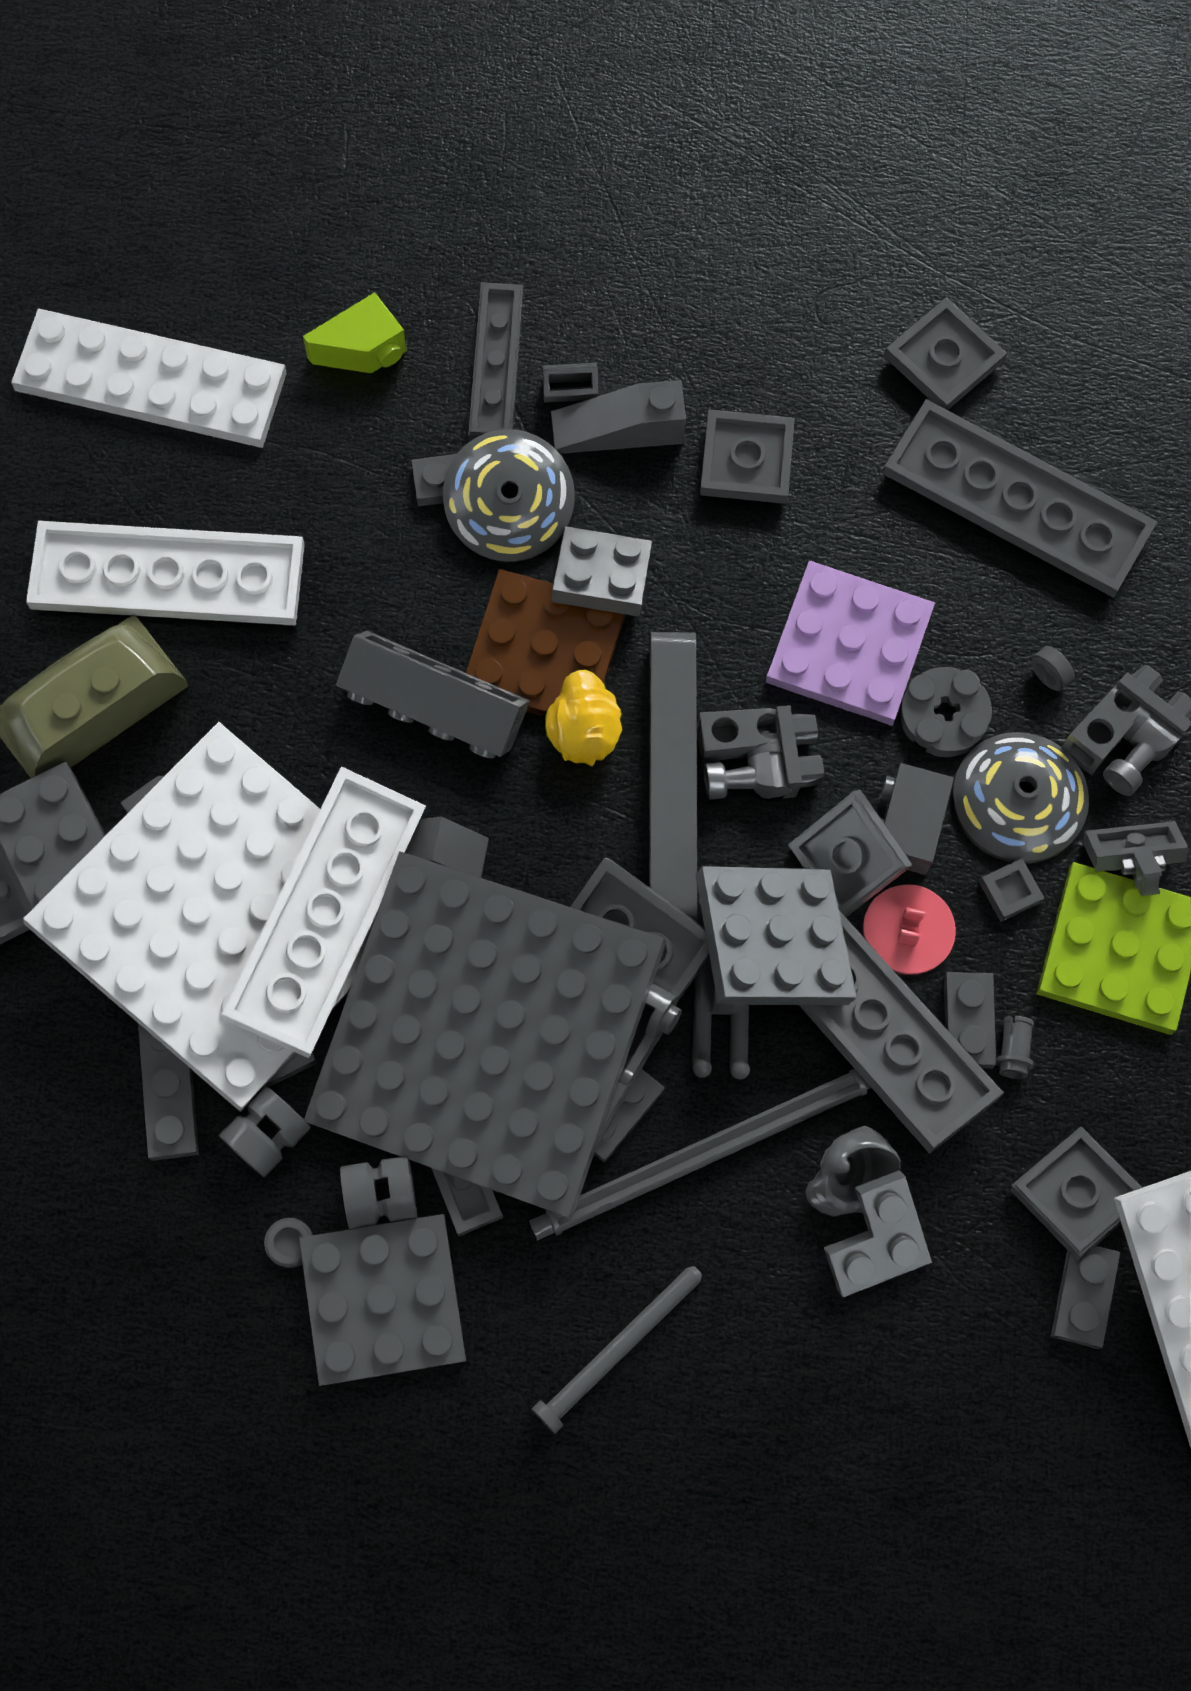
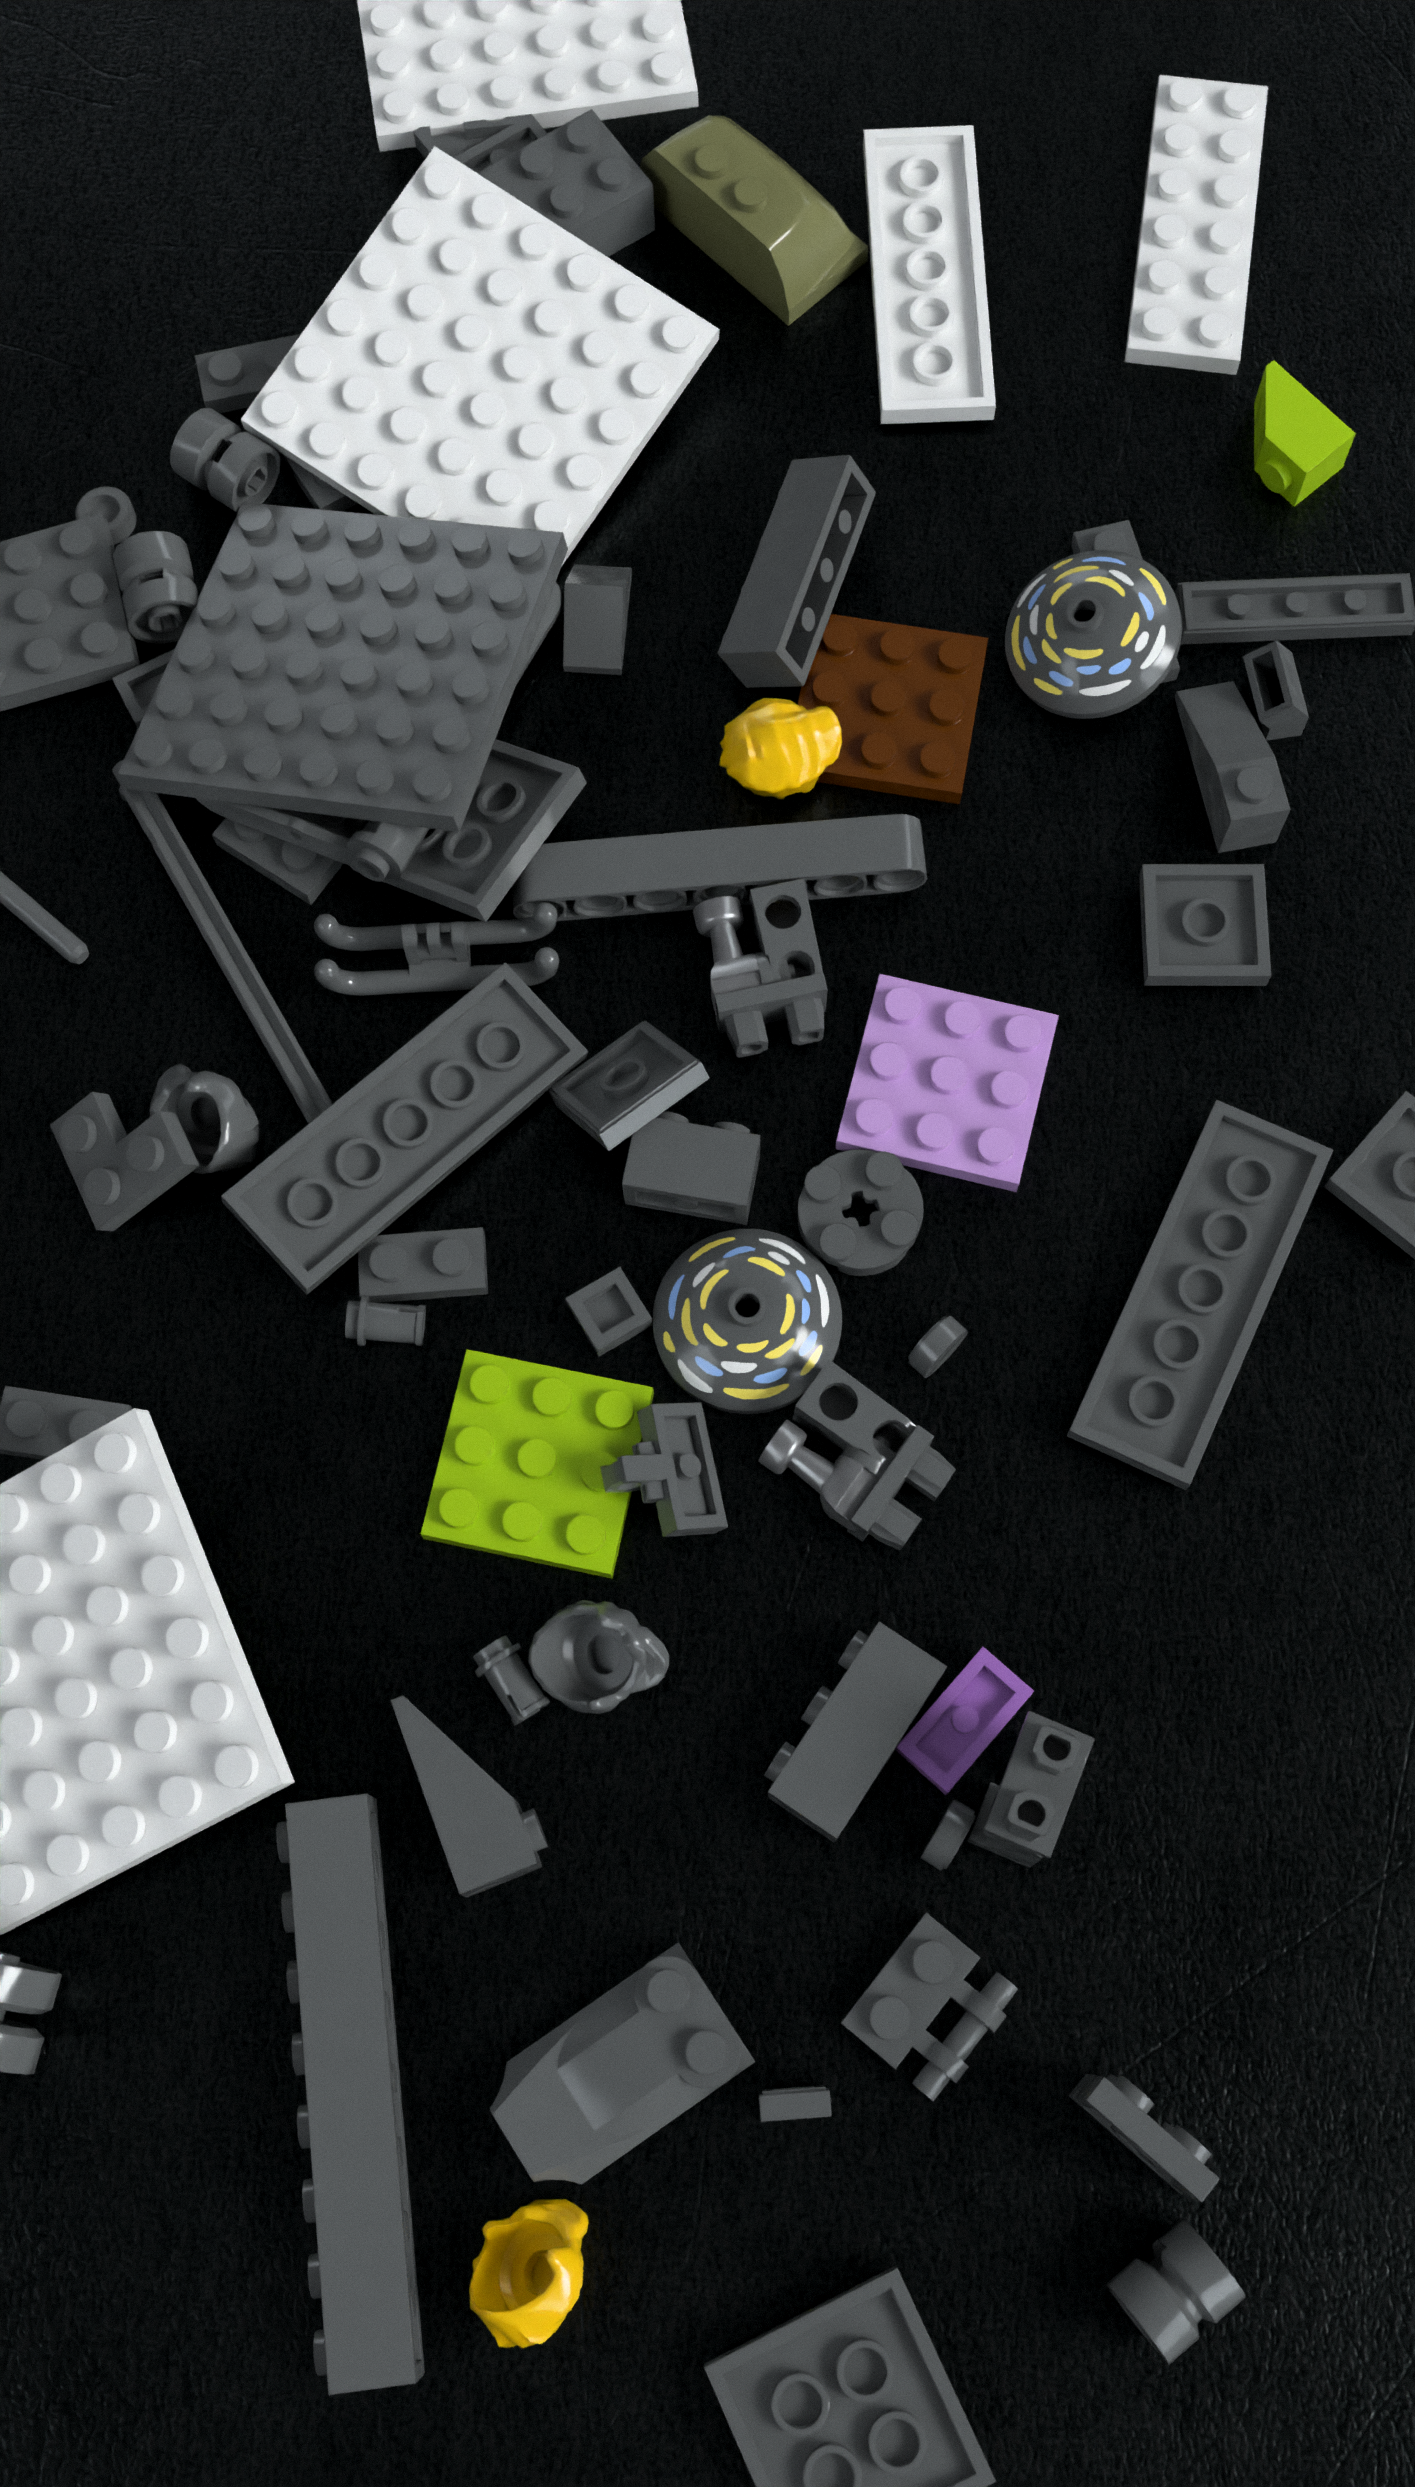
camera: 90 degrees right, 0 degrees up
(323, 913) = (482, 465): white plate -> none
(601, 571) = (1000, 755): plate -> none
(774, 936) = (492, 981): plate -> none
(910, 929) = (544, 1185): coral piece -> none
(1076, 1192) = (199, 1406): dark grey tile -> none

